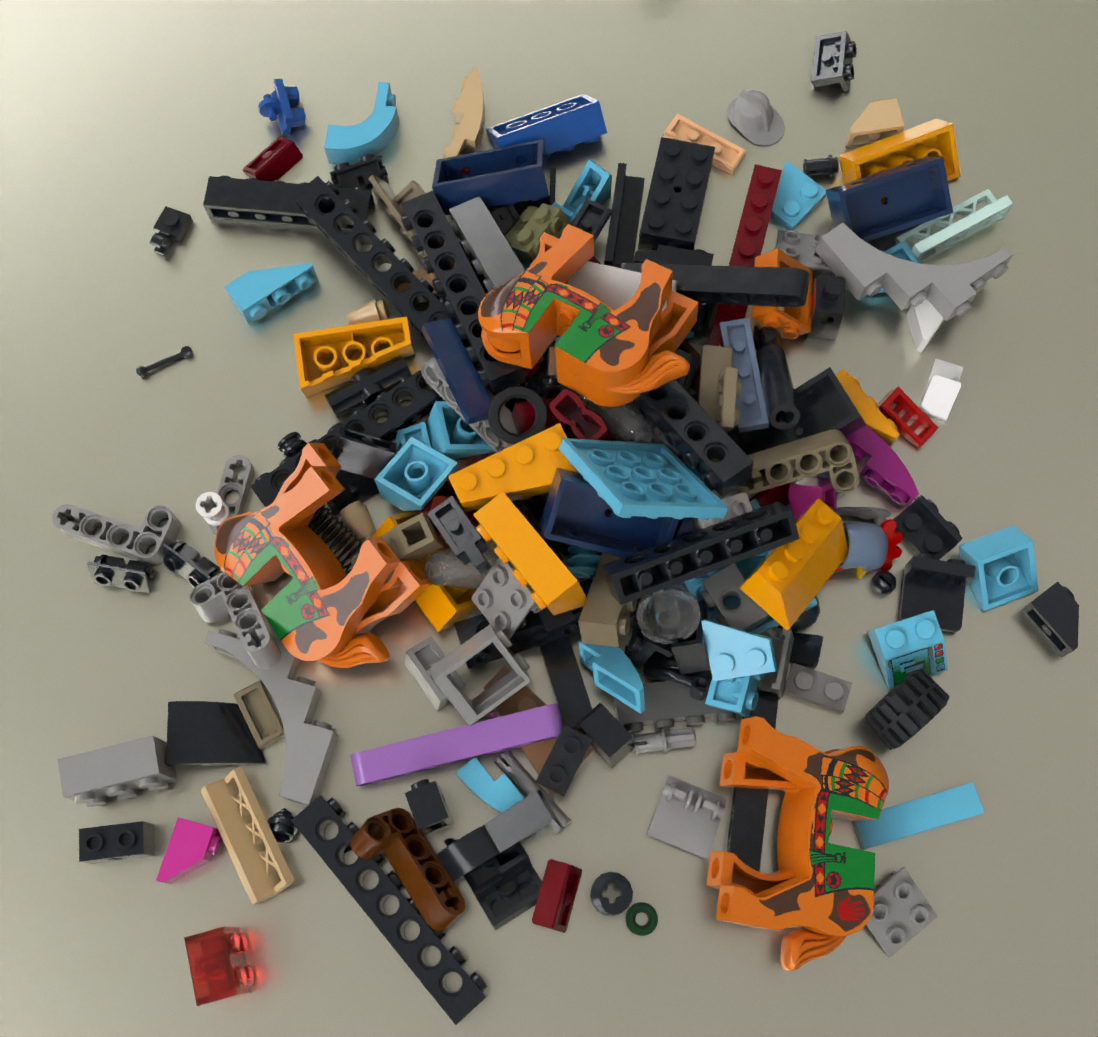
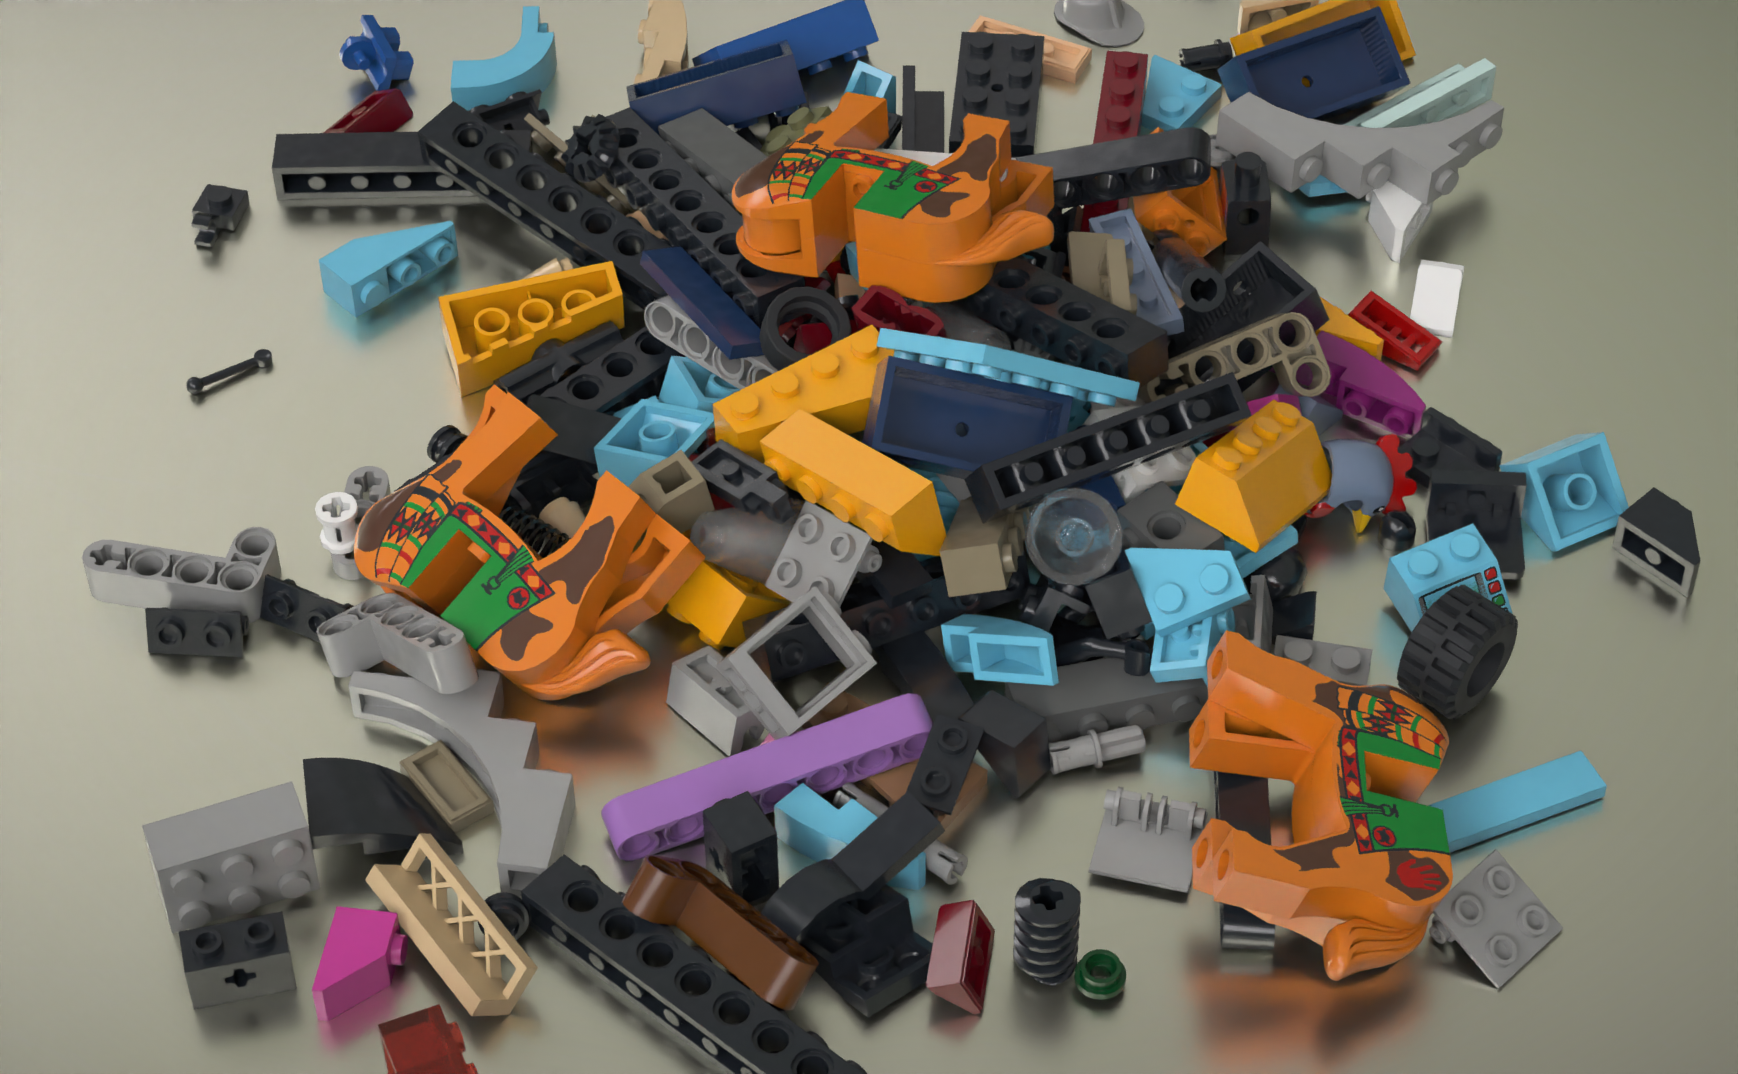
camera: 10 degrees left, 25 degrees down
(409, 228) = (604, 145): none -> black gear

